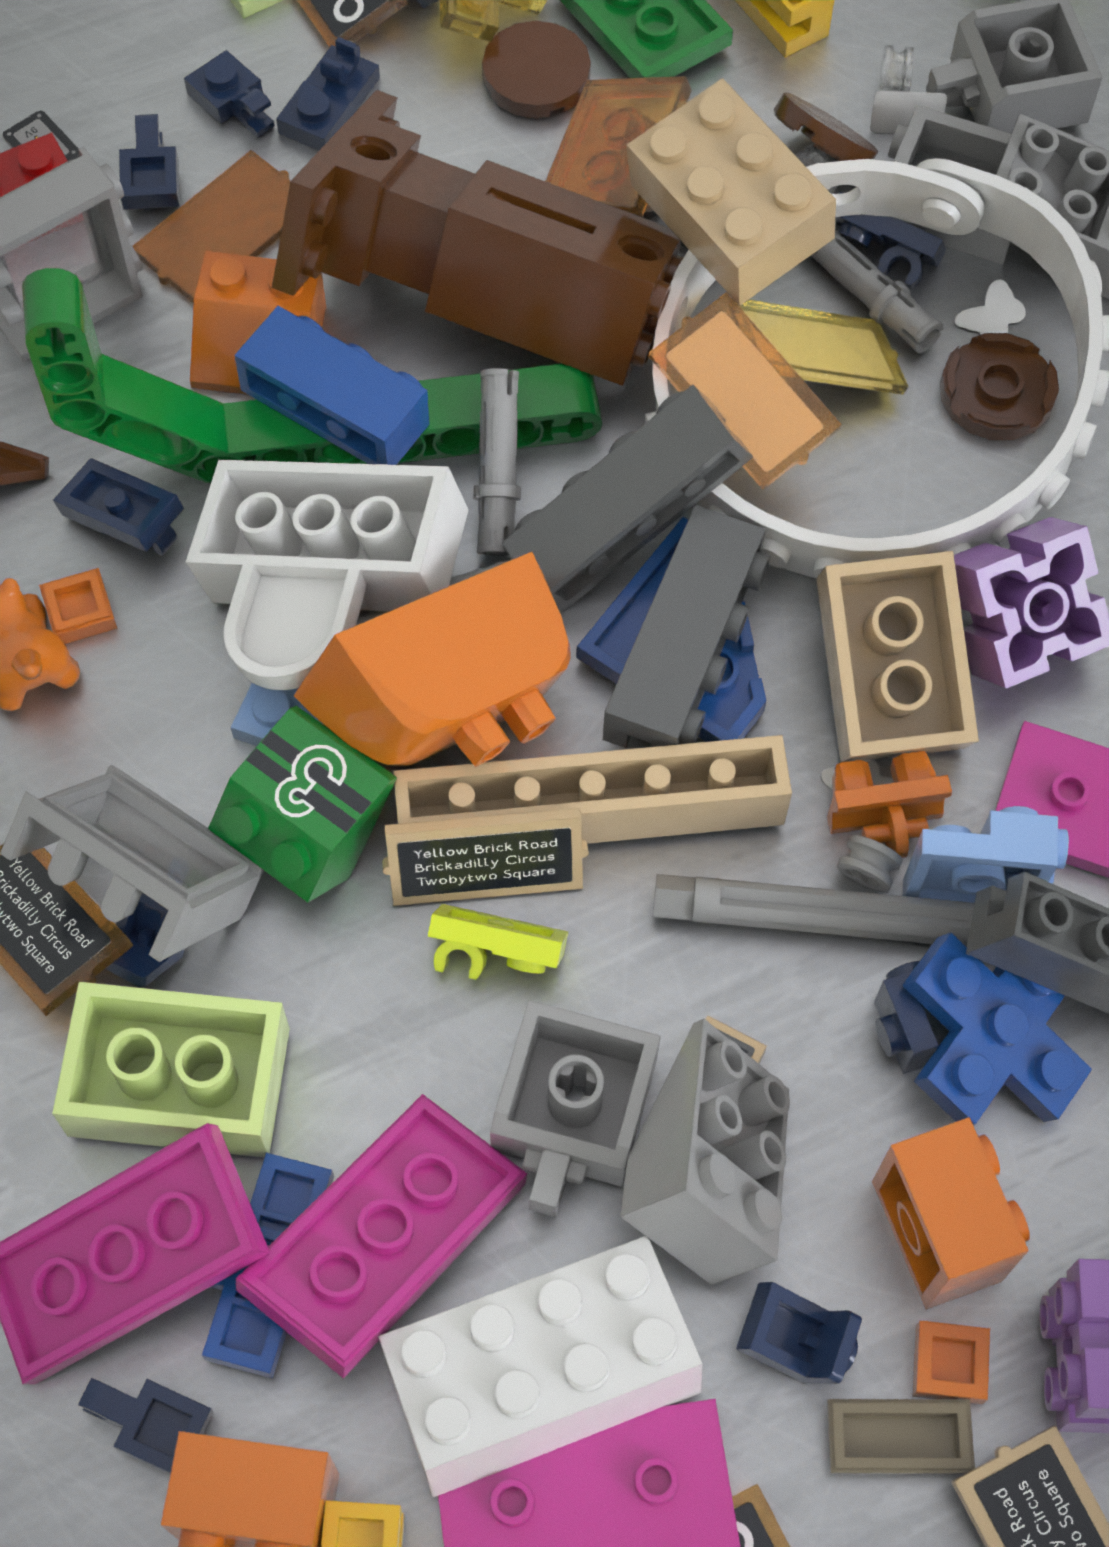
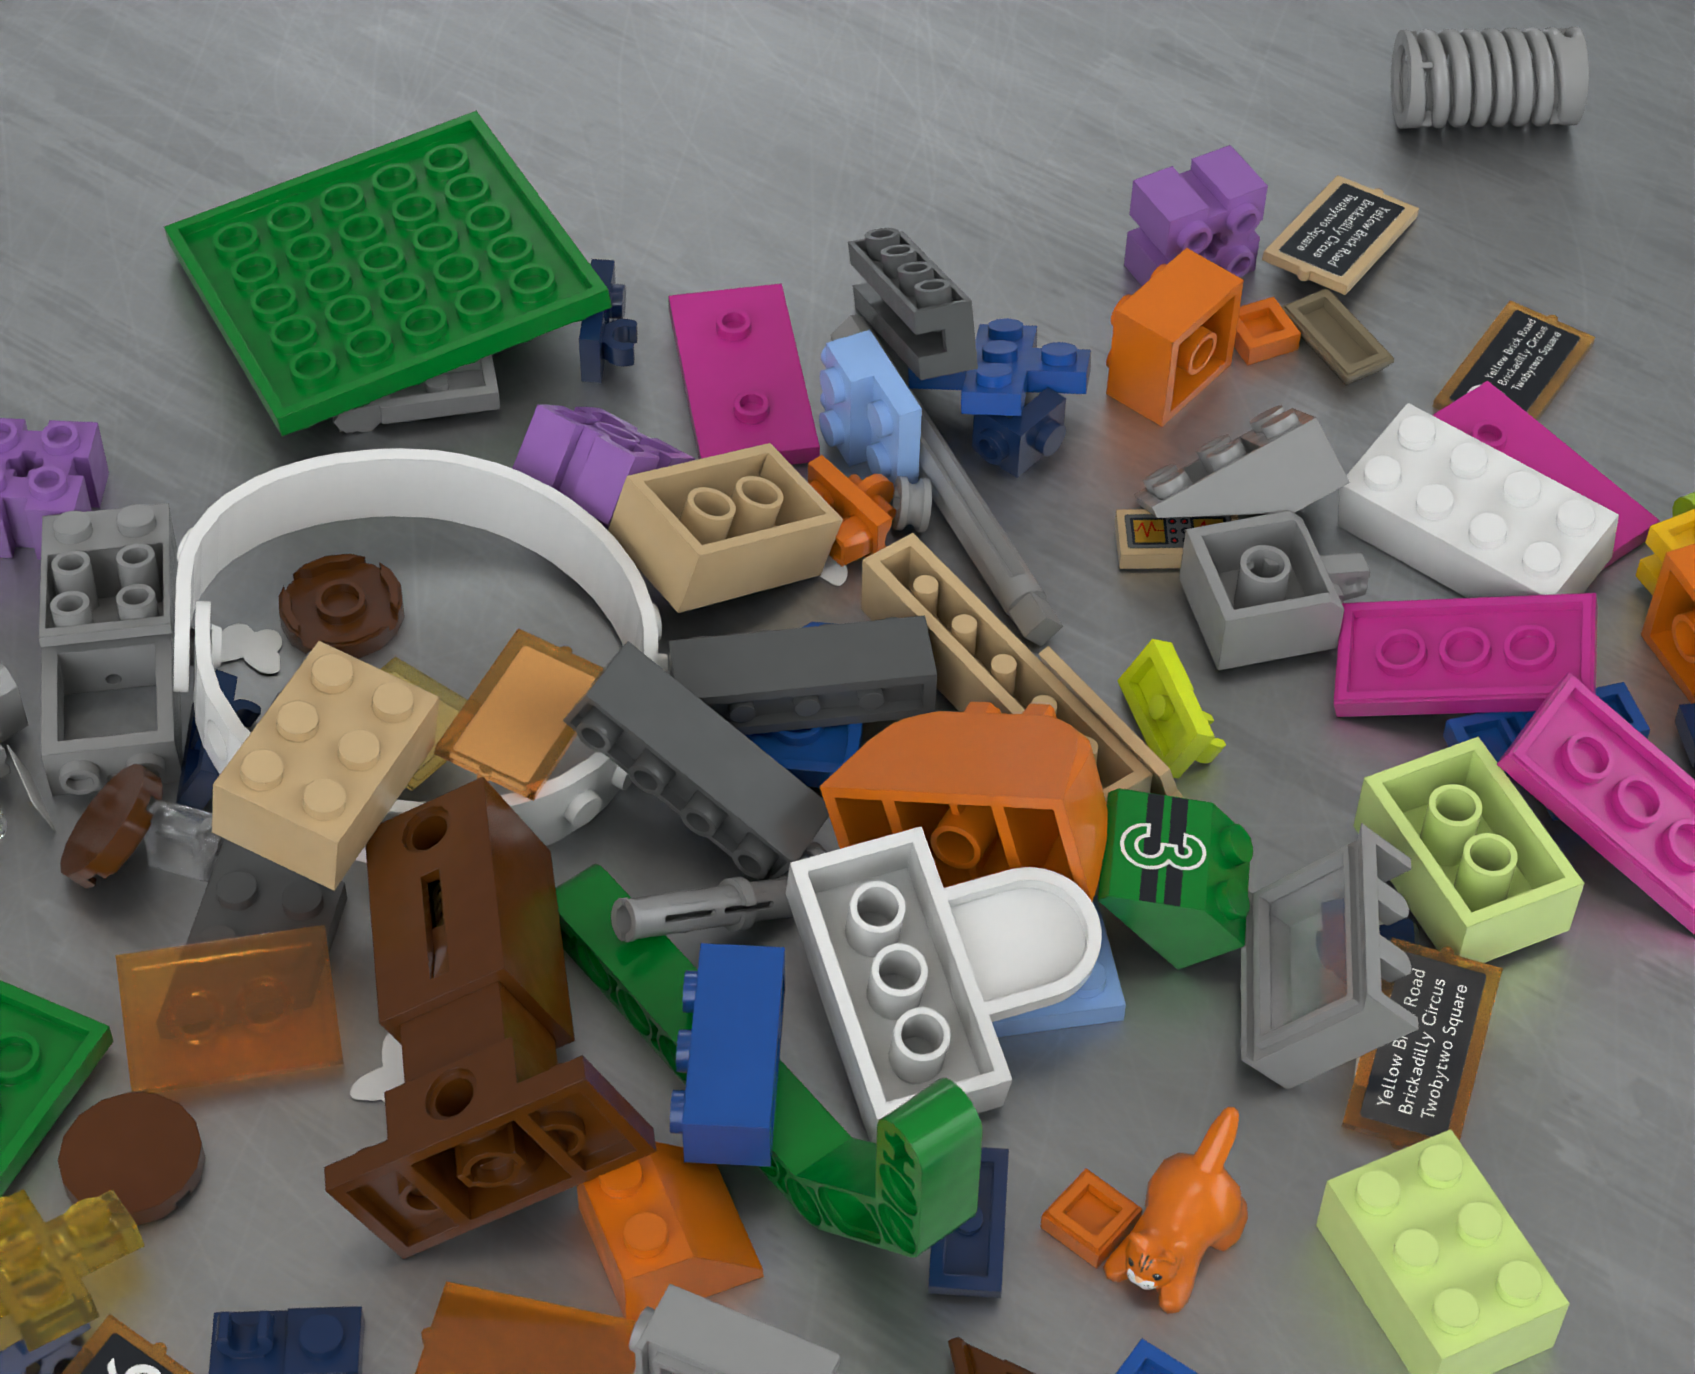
camera: 120 degrees left, 15 degrees down
(799, 1336) = (1318, 389): dark blue bracket -> none

